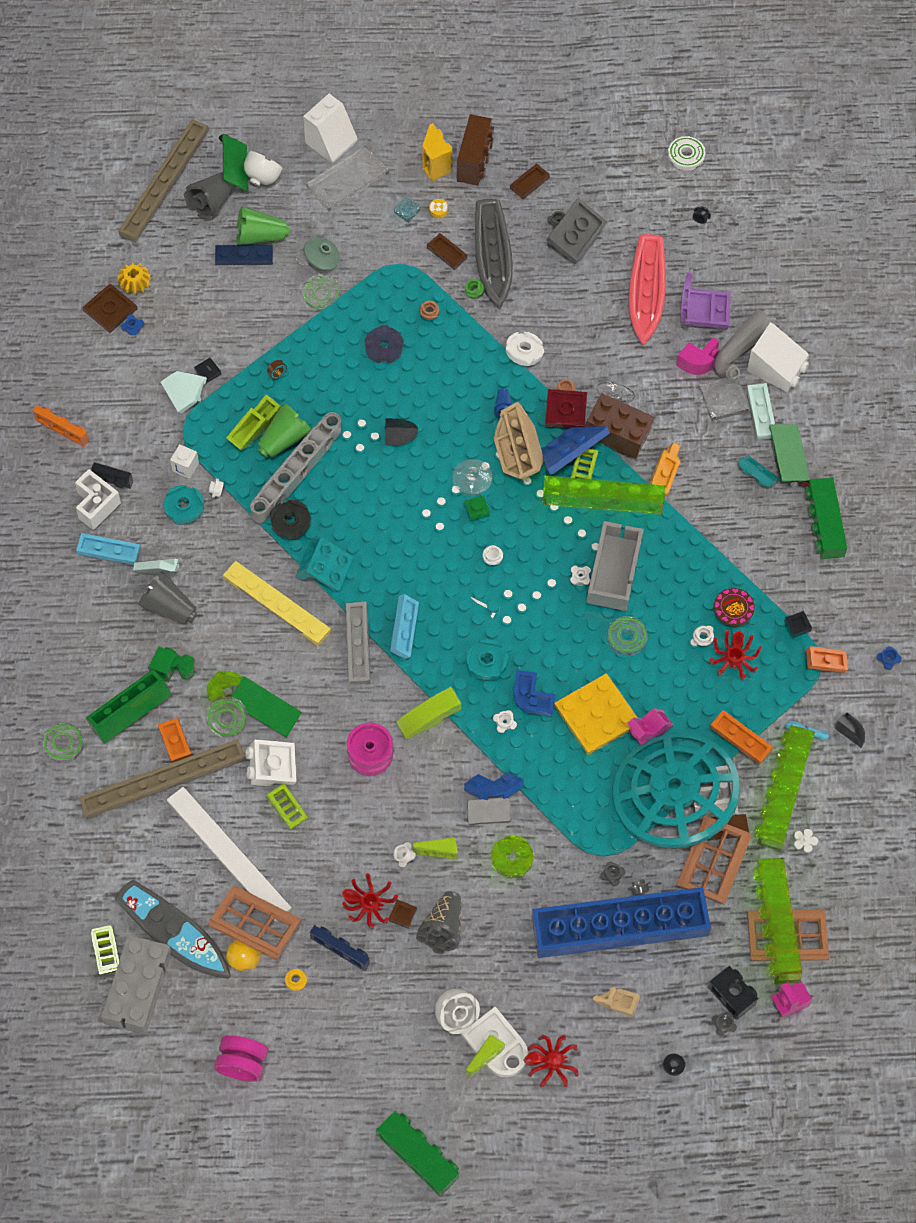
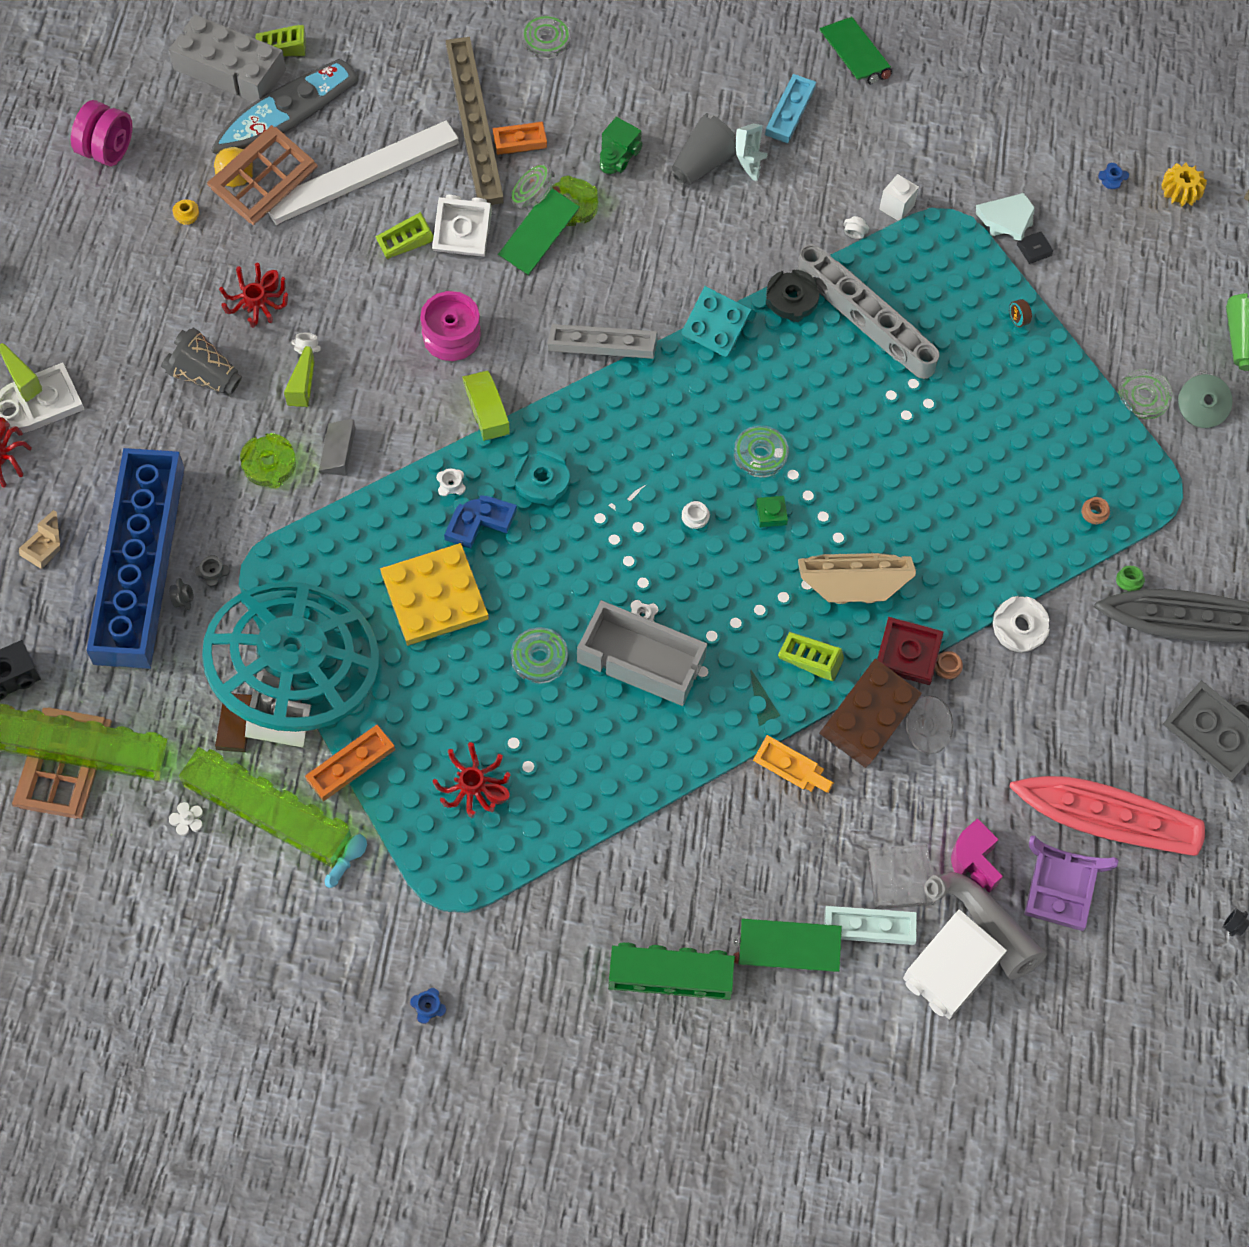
camera: 100 degrees right, 0 degrees up
(38, 512) = (857, 50): none -> green piece
(60, 425) = (972, 82): orange plate -> none
(98, 500) = (857, 102): white brick -> none
(109, 308) = (1143, 158): reddish brown tile -> none
(112, 475) = (895, 116): black plate -> none
(128, 706) = (571, 94): green brick -> none
(179, 514) = (836, 204): teal plate -> none
(243, 254) = (1213, 315): dark blue plate -> none
(254, 423) = (943, 278): lime slope -> none
(276, 603) = (681, 270): light yellow plate -> none
(282, 432) = (922, 302): bright green cone -> none
(340, 947) = (207, 257): dark blue plate -> none
(384, 334) = (1053, 434): plate -> none
(399, 431) = (905, 436): black brick -> none
(402, 914) = (230, 329): reddish brown plate -> none
(404, 626) = (610, 391): medium azure plate -> none
(429, 511) = (766, 438): none -> clear tile
(447, 251) = (1199, 559): reddish brown tile -> none
(456, 1010) = (86, 354): white cylinder -> none
(472, 484) = (822, 527): clear dish -> none
(484, 787) = (359, 451): blue plate -> none
(502, 401) = (931, 572): blue cone -> none
(570, 445) = (840, 632): blue wing -> none
(603, 494) = (758, 667): clear neon green brick -> none
(650, 726) = (392, 643): dark pink brick -> none
(703, 630) = (512, 744): white plate -> none
(731, 869) = (175, 714): nougat piece -> none
(734, 607) = (551, 803): reddish brown tile -> none
(752, 467) = (768, 893): teal plate -> none
(798, 624) = (503, 881): black plate -> none
(826, 659) = (440, 910): orange plate -> none
(851, 728) = (330, 922): black brick -> none

